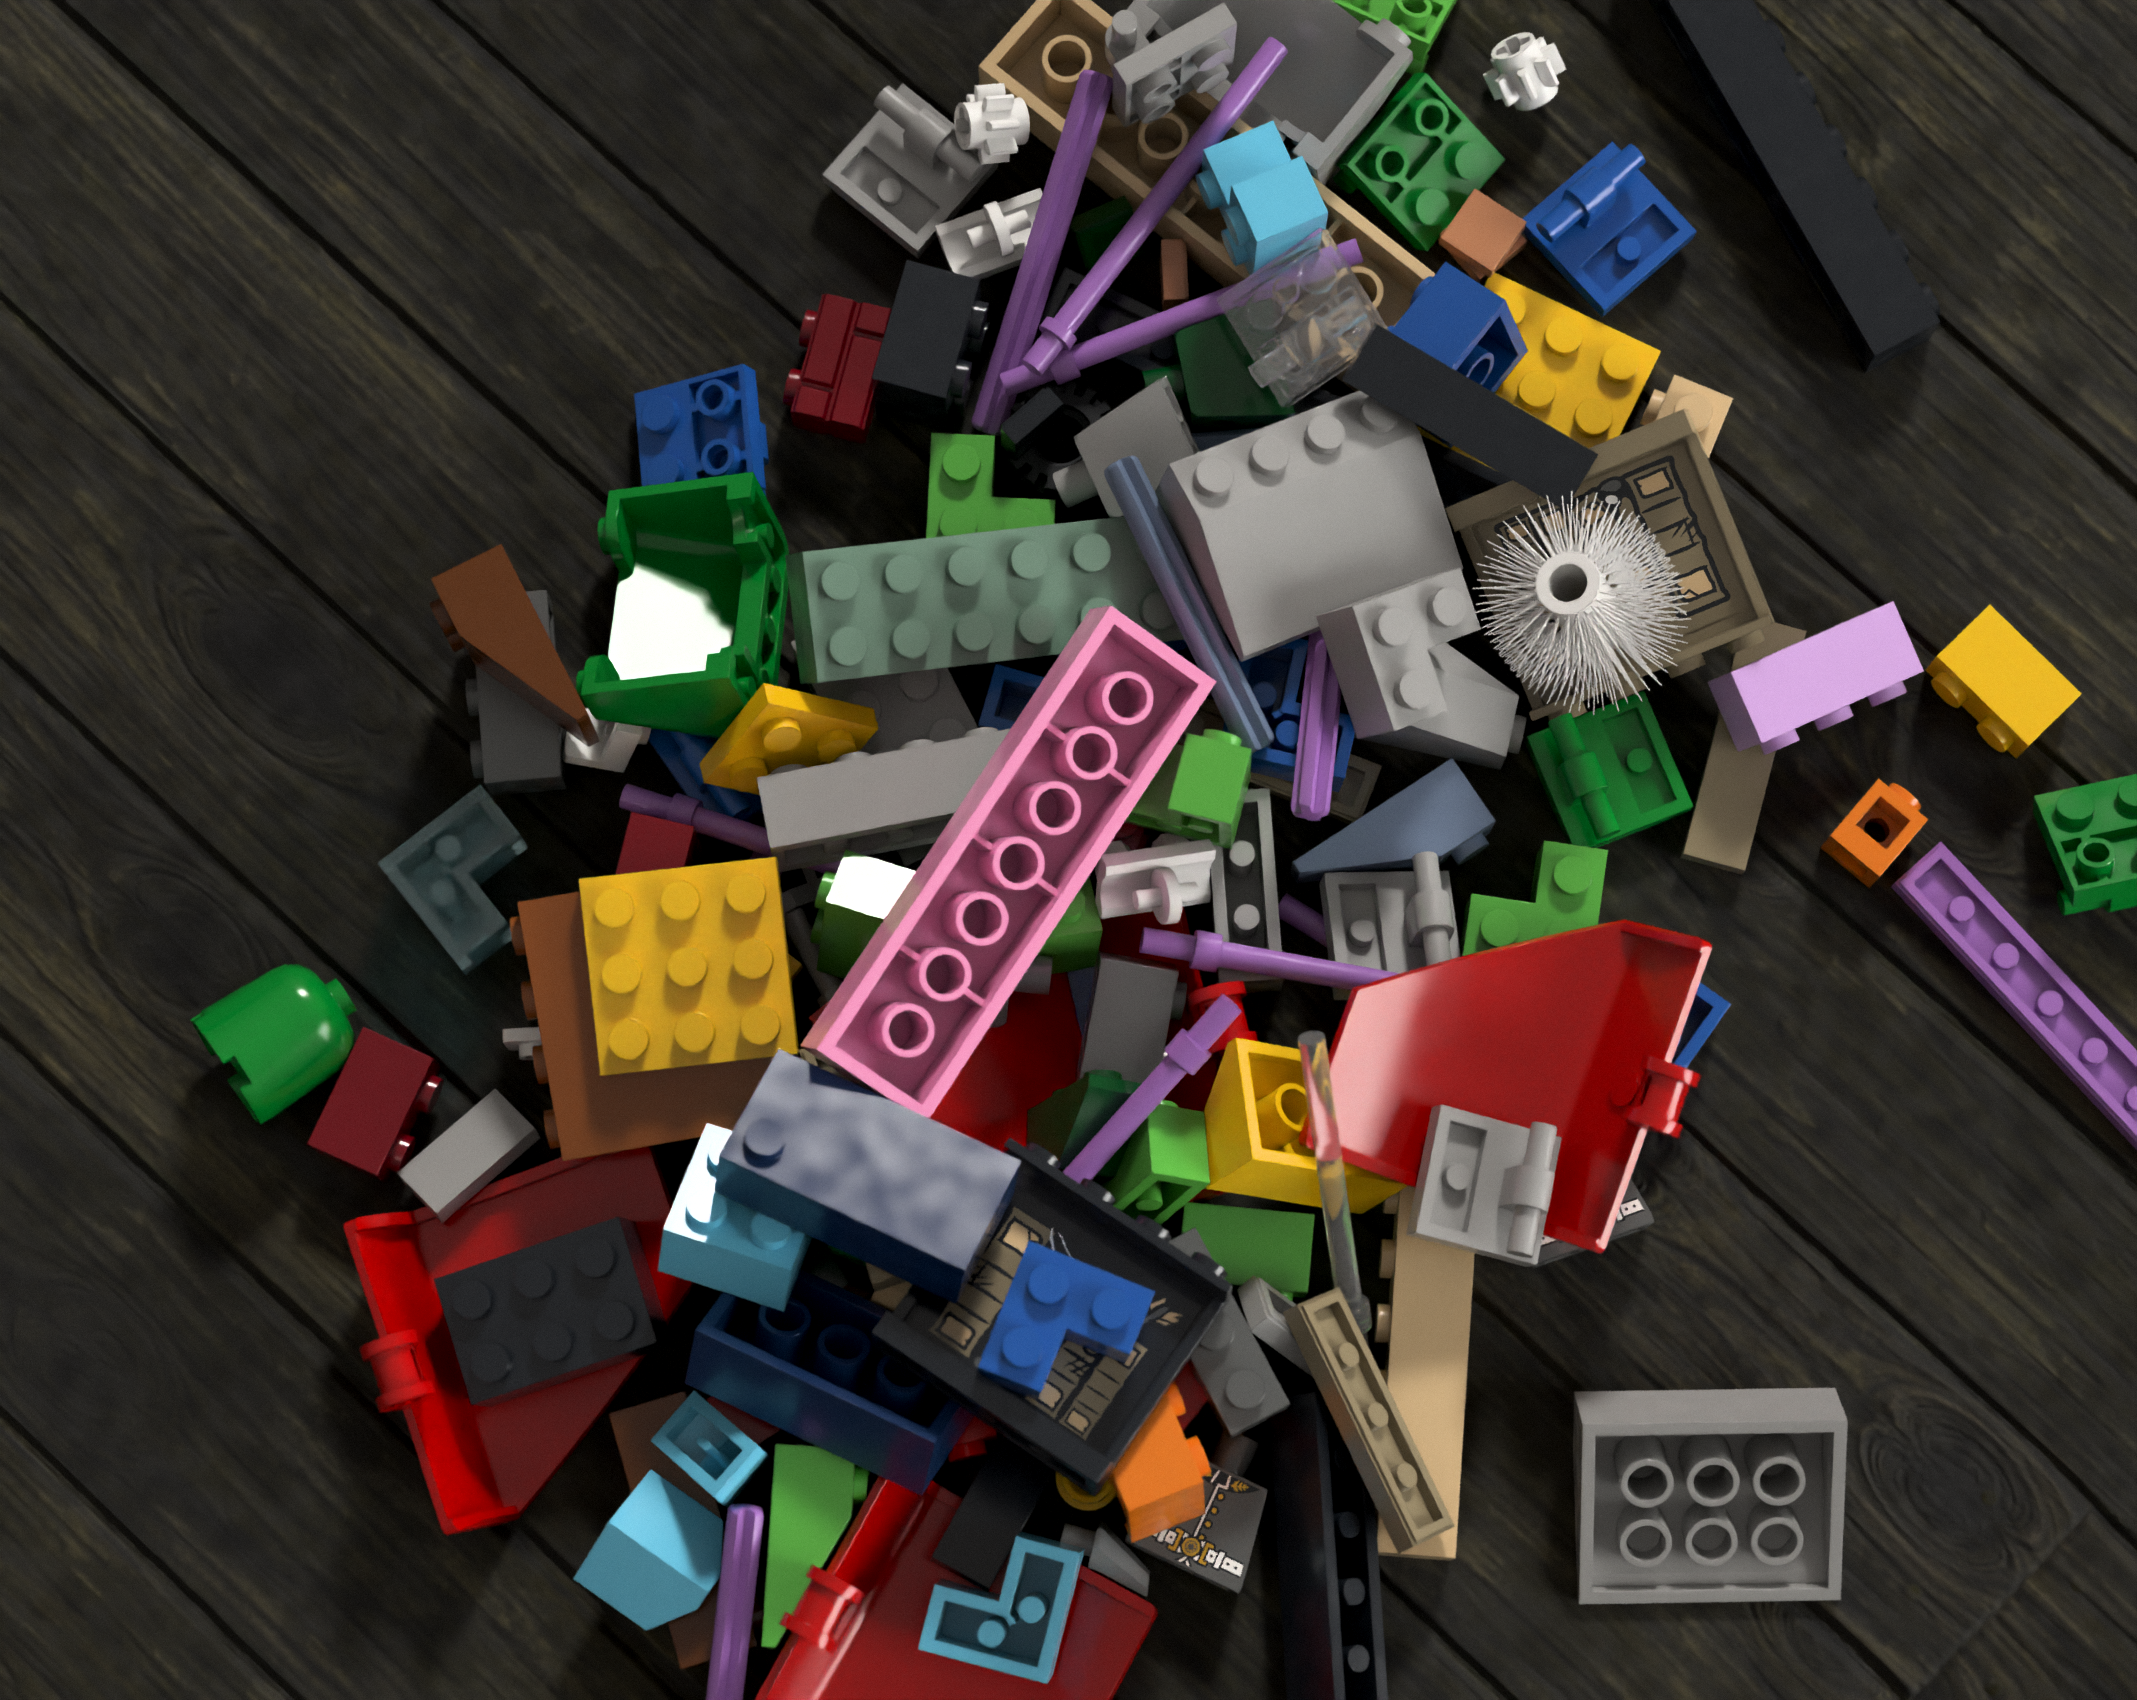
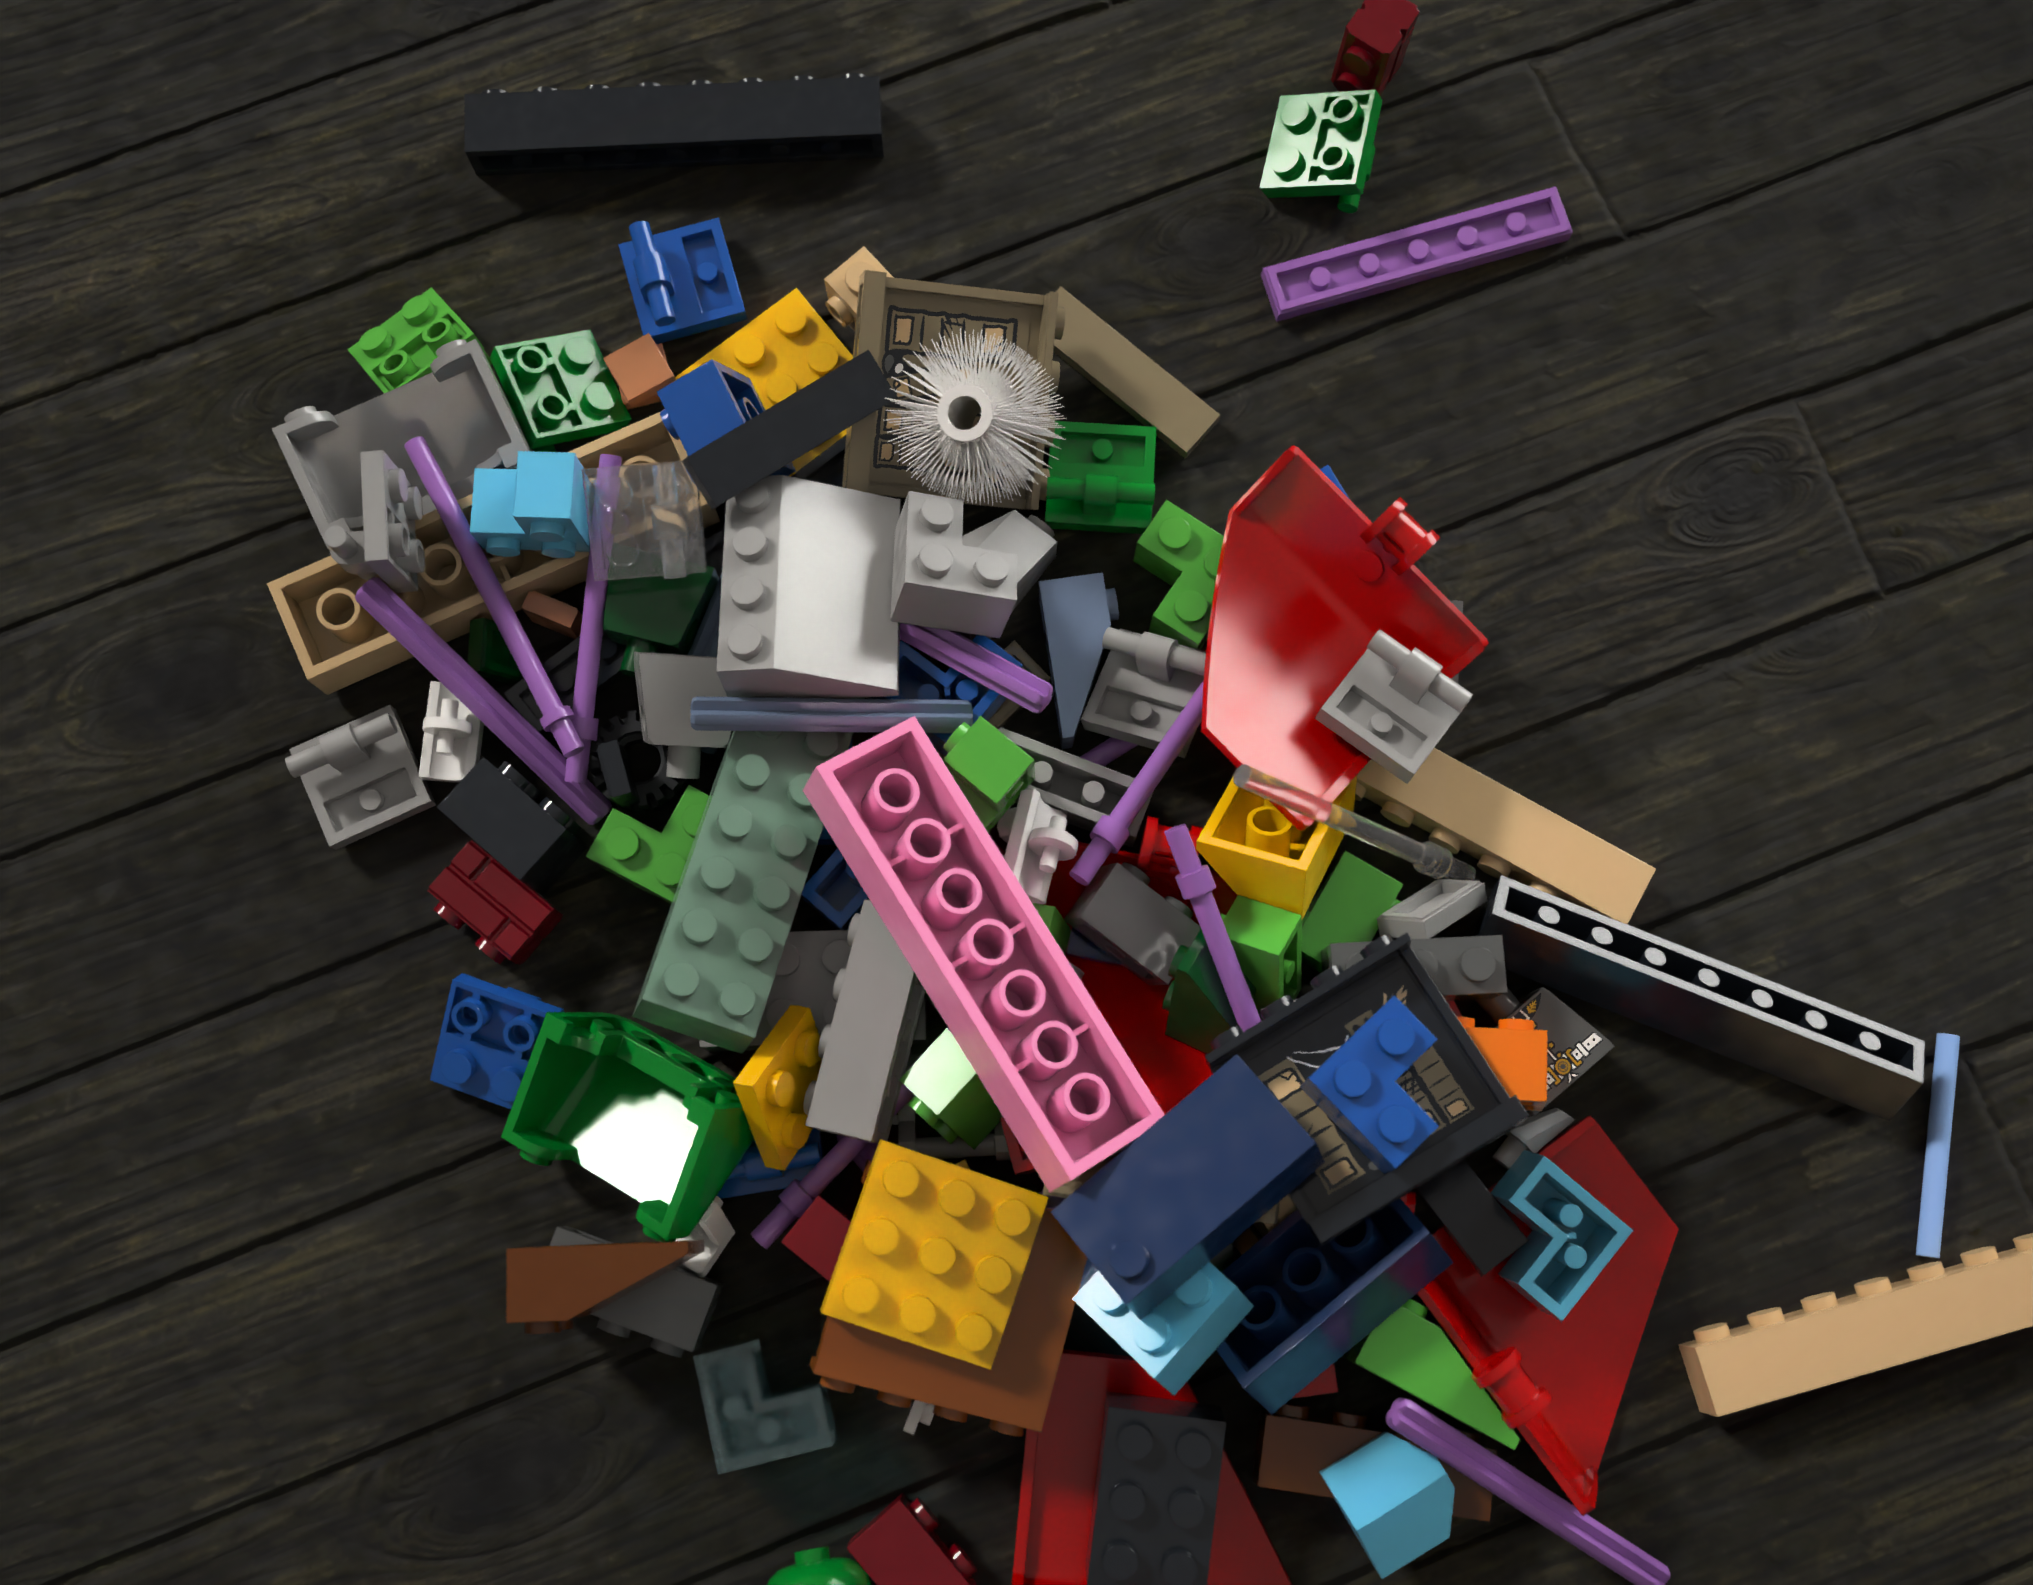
camera: 65 degrees left, 0 degrees up
(468, 1155) = (989, 1505): light grey tile -> none
(710, 1449) = (1331, 1416): medium azure slope -> none
(992, 123) = (359, 690): white gear -> none
(1368, 1419) = (1529, 882): dark tan tile -> none
(1524, 71) = (530, 281): white gear -> none
(1709, 1495) = (1677, 661): light grey slope -> none
(1817, 680) = (1104, 292): lavender brick -> none
(1857, 851) = (1241, 290): orange brick -> none
(2001, 683) = (1167, 167): yellow brick -> none

